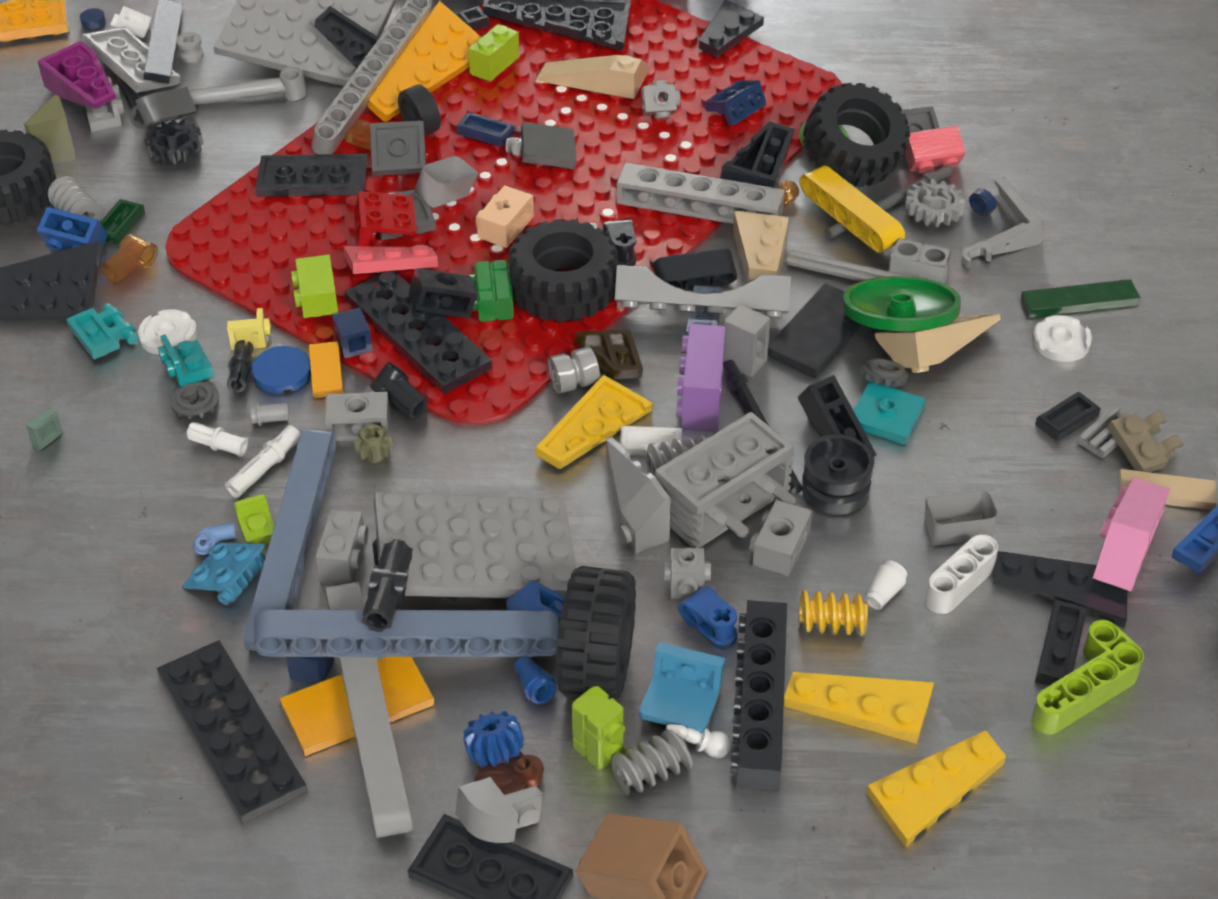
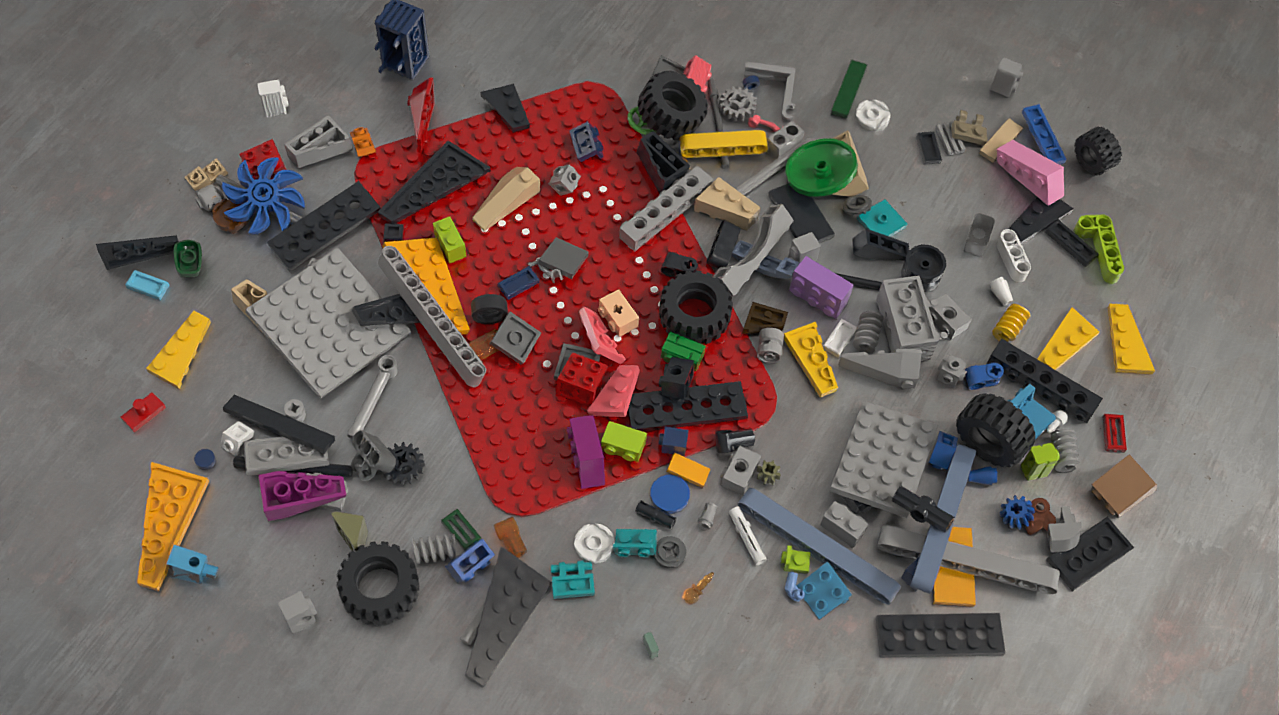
camera: 65 degrees left, 15 degrees up
(147, 445) = (692, 595): none -> clear orange bar
(217, 439) = (714, 552): white axle -> none
(250, 330) = (631, 495): light yellow bracket -> none
(269, 259) = (587, 451): none -> magenta wedge
(311, 175) = (498, 398): black tile -> none
(445, 181) = (567, 318): light grey piece -> none
(454, 211) = (597, 334): none -> coral wing
(746, 833) = (1107, 437): none -> red tile
(928, 230) = (753, 122): none -> coral piece

